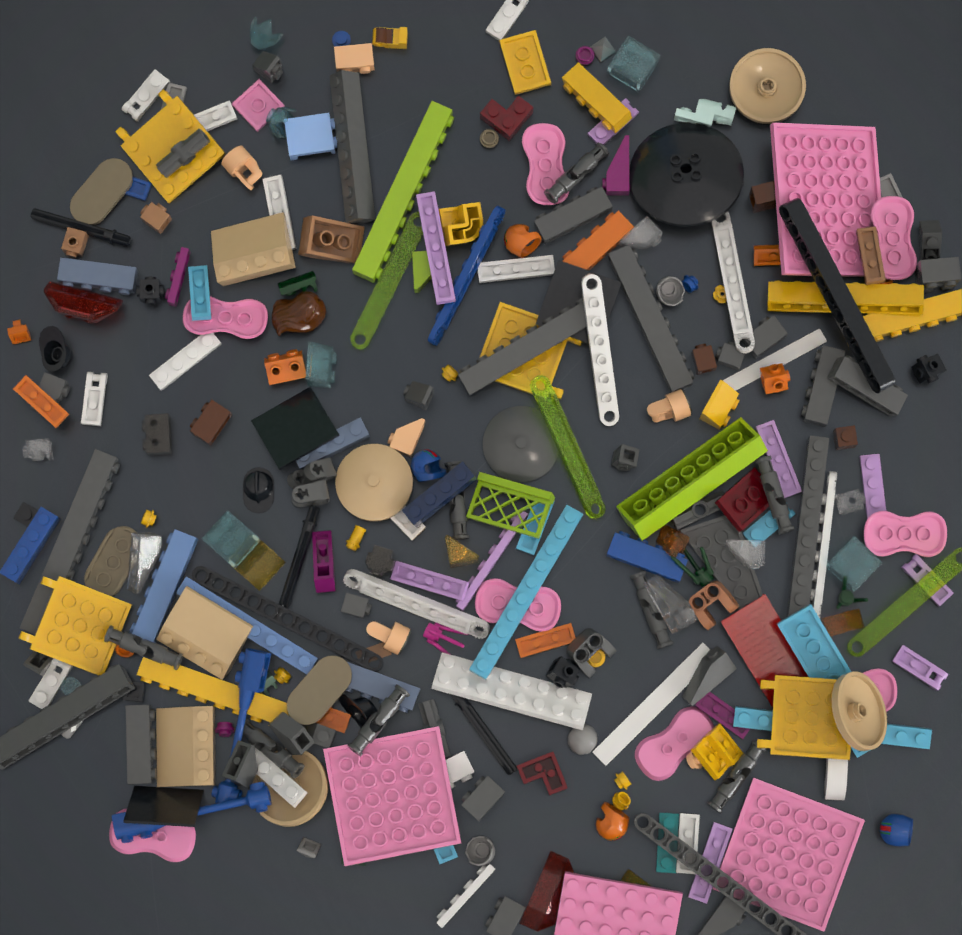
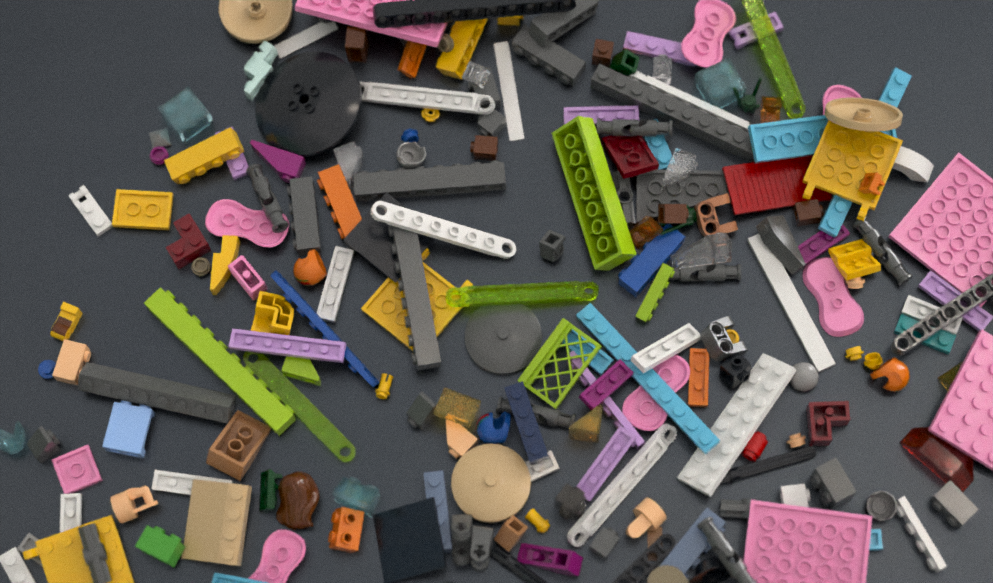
camera: 70 degrees left, 10 degrees down
(213, 208) = (160, 546): none -> bright green brick
(276, 118) = (97, 452): clear light blue piece -> none
(333, 517) = (510, 533): none -> medium nougat brick
(431, 351) = (384, 387): none -> yellow pin
(431, 426) = (458, 407): none -> clear yellow slope
(434, 633) = (656, 478): dark pink plant -> none
(449, 373) = (411, 378): yellow plate -> none
(491, 185) = (247, 277): none -> bright pink brick
(496, 715) = (755, 447): none -> red brick
(499, 159) = (220, 270): none -> yellow slope
(502, 555) = (606, 384): none -> magenta plate
(516, 752) = (796, 440): none -> light nougat plate
(560, 599) = (665, 348): none -> white plate
(613, 571) = (655, 292): none -> lime piece
(674, 406) = (519, 185): light nougat piece -> none
(695, 561) = (672, 213): none -> reddish brown brick
(719, 405) = (533, 148): yellow slope -> none
(750, 692) = (807, 212): none -> reddish brown brick
(752, 140) = (304, 38): none -> white sticker
(769, 327) = (479, 77): none -> clear brick
(774, 378) = (526, 93): orange brick -> none
(791, 740) = (870, 183): none -> orange tile
(793, 282) = (446, 43): none -> dark tan plate
(839, 462) = (625, 62): none -> dark green brick
(897, 830) = (975, 129): blue helmet -> none
(919, 667) = (832, 63): lavender plate -> none

